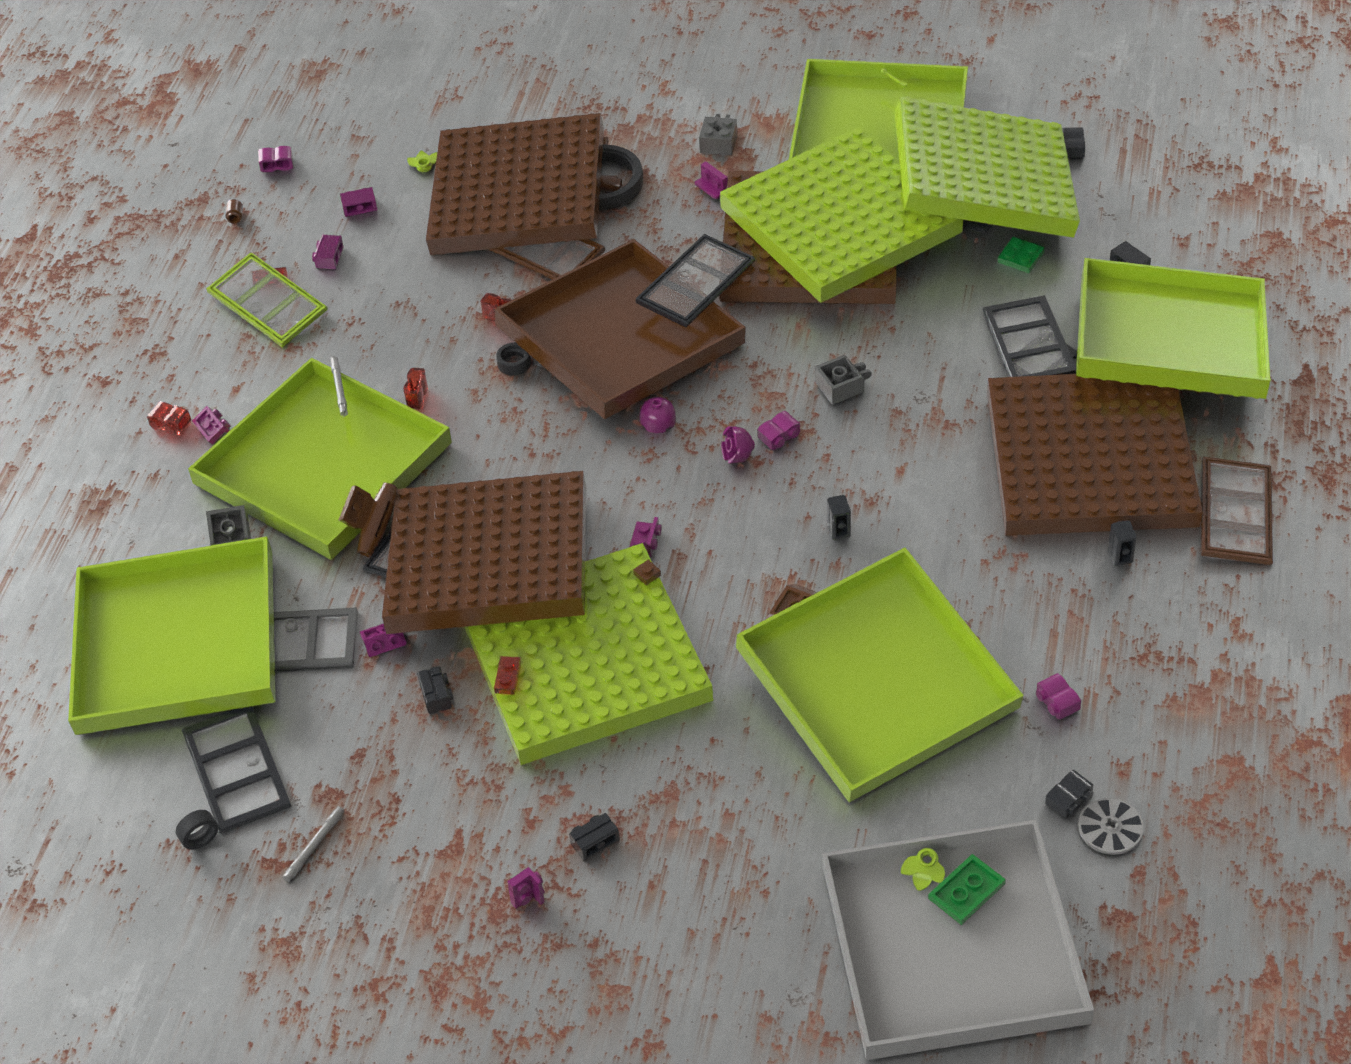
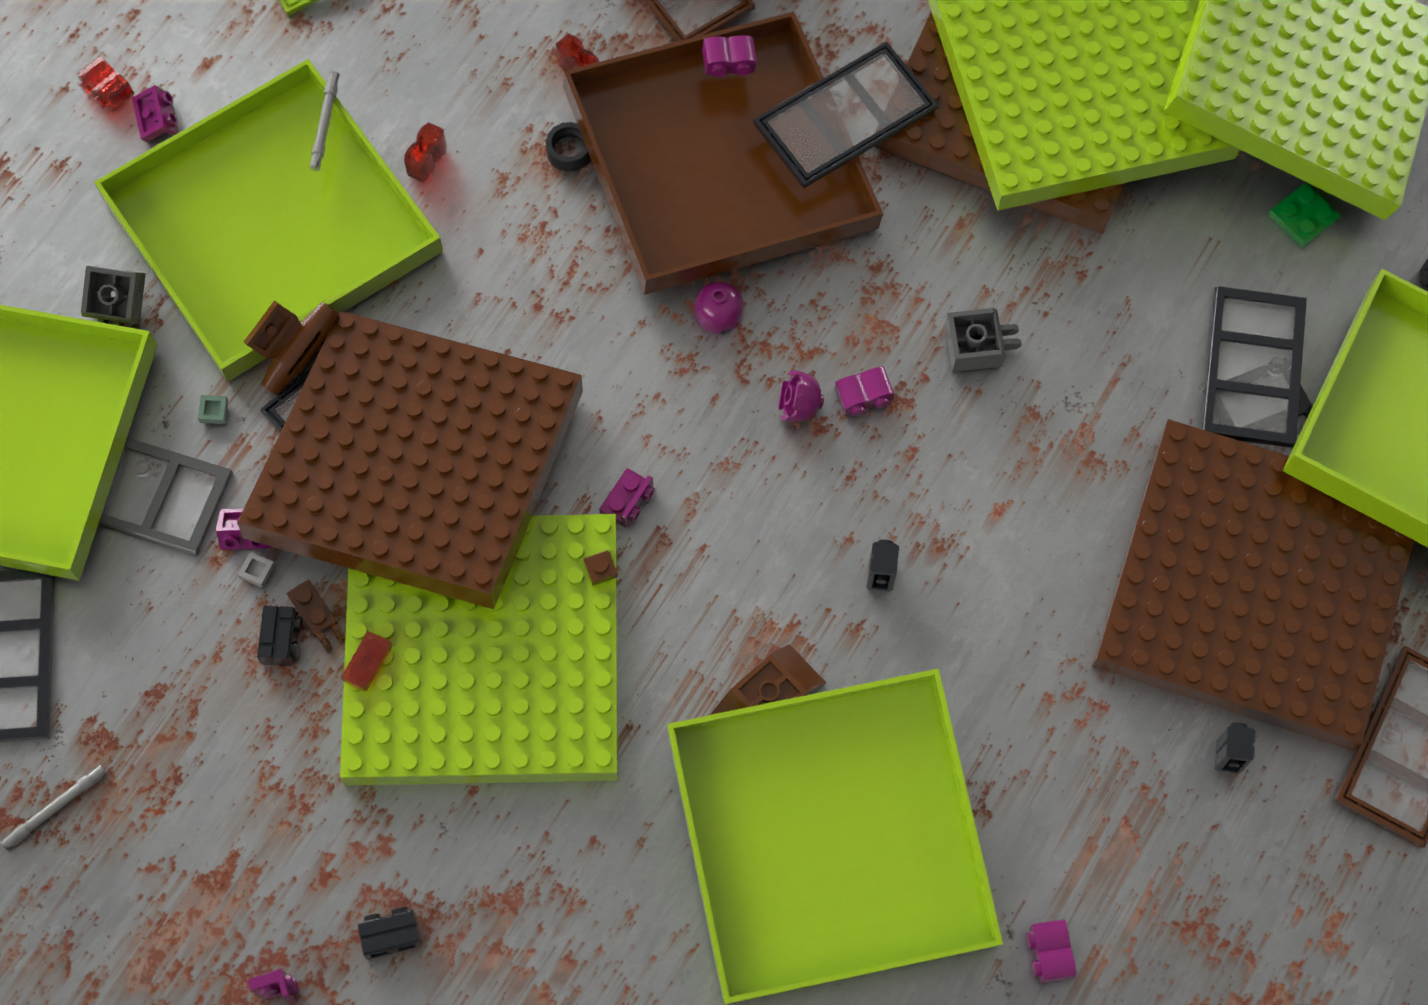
camera: 15 degrees right, 20 degrees up
(328, 577) = (213, 409): none -> sand green plate
(401, 658) = (256, 569): none -> light grey plate
(456, 671) = (315, 612): none -> reddish brown hinge
(603, 269) = (729, 55): none -> magenta brick

